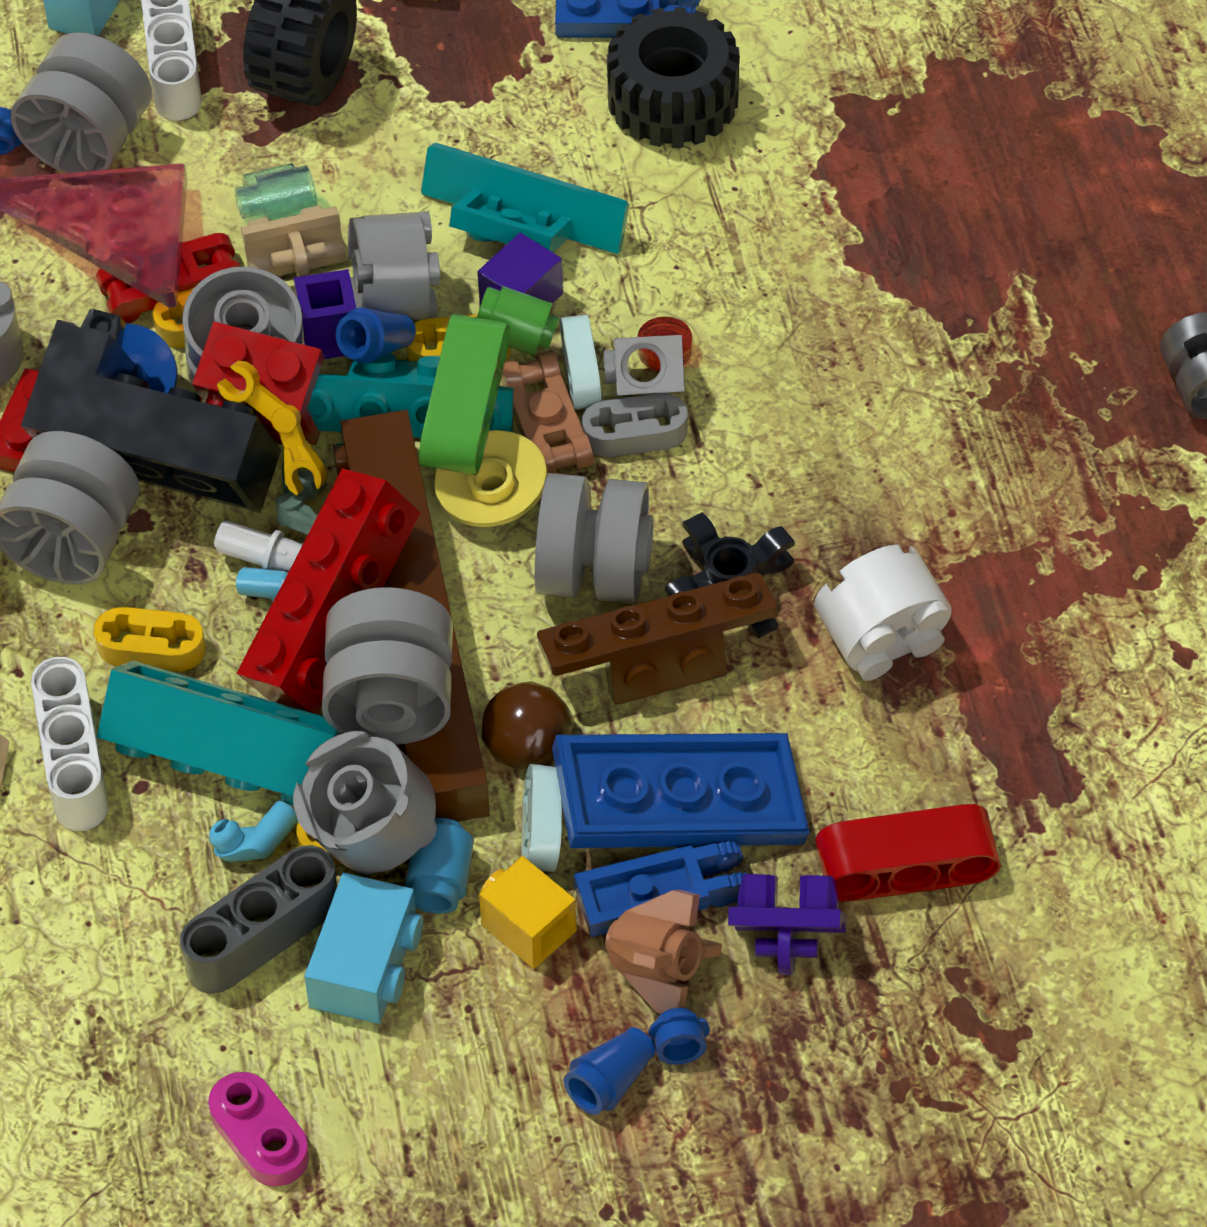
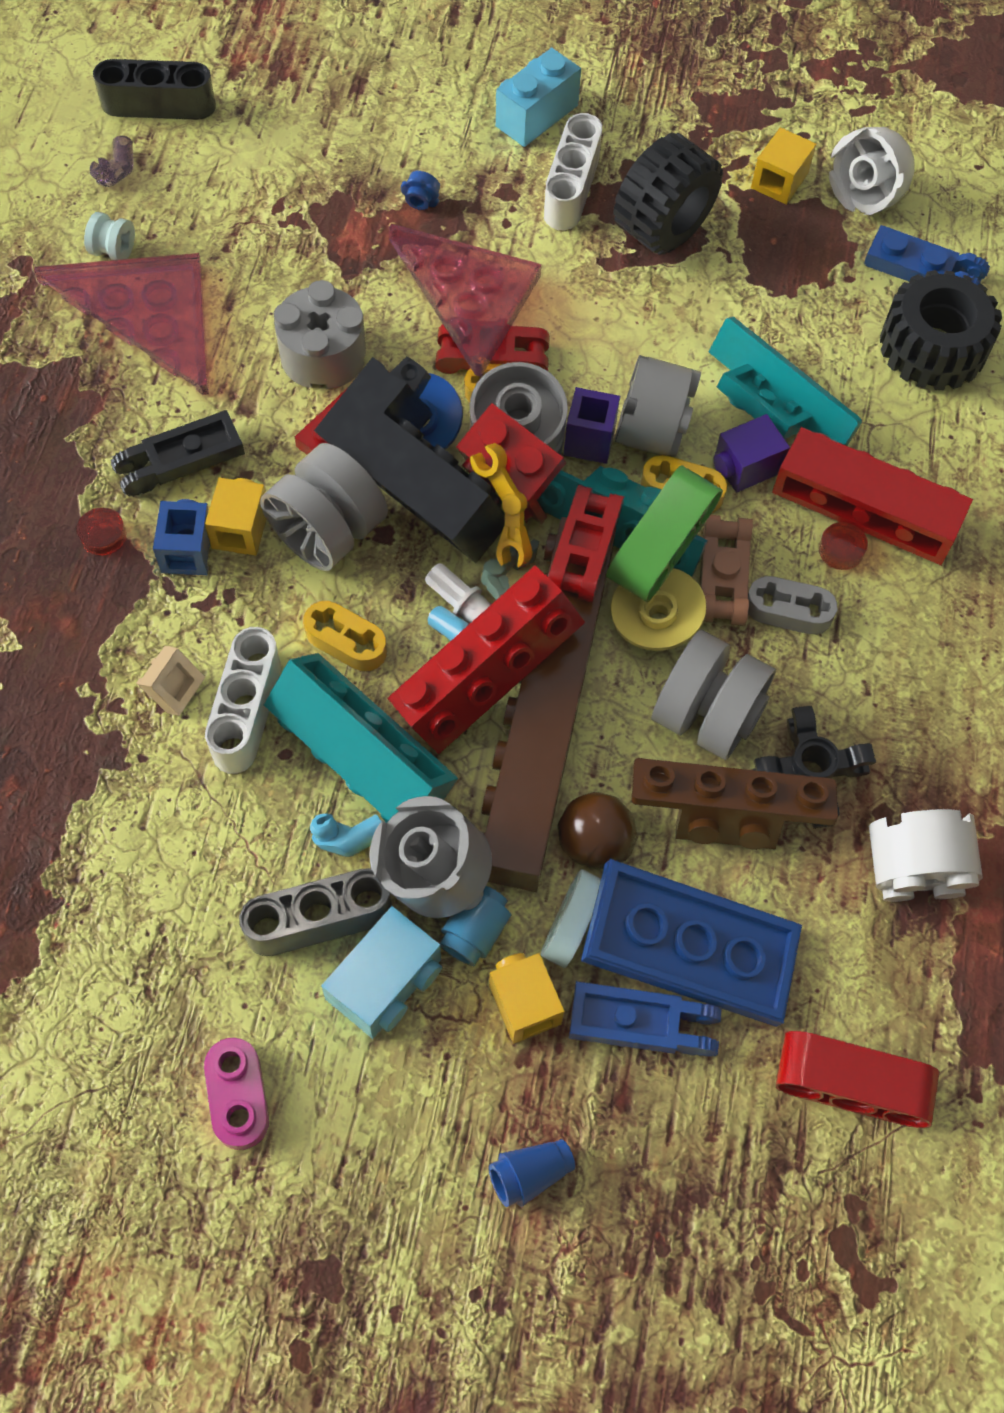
camera: 20 degrees right, 10 degrees up
(81, 103) = (485, 190): light grey wheel -> none
(276, 192) = (598, 313): clear light blue brick -> none
(295, 242) = (593, 357): tan hips -> none
(371, 334) = (616, 455): blue cone -> none
(382, 429) = (585, 541): none -> red plate
(388, 665) = (497, 749): light grey wheel -> none
(526, 315) = (739, 484): bright green brick -> none
(580, 361) = (770, 536): light aqua beam -> none
(657, 948) = (617, 1082): nougat brick -> none
(671, 358) = (841, 556): light grey brick -> none
(672, 277) = (872, 495): none -> red brick
(679, 1036) = (600, 1163): blue plate -> none
(759, 912) = (755, 1108): dark purple hips -> none

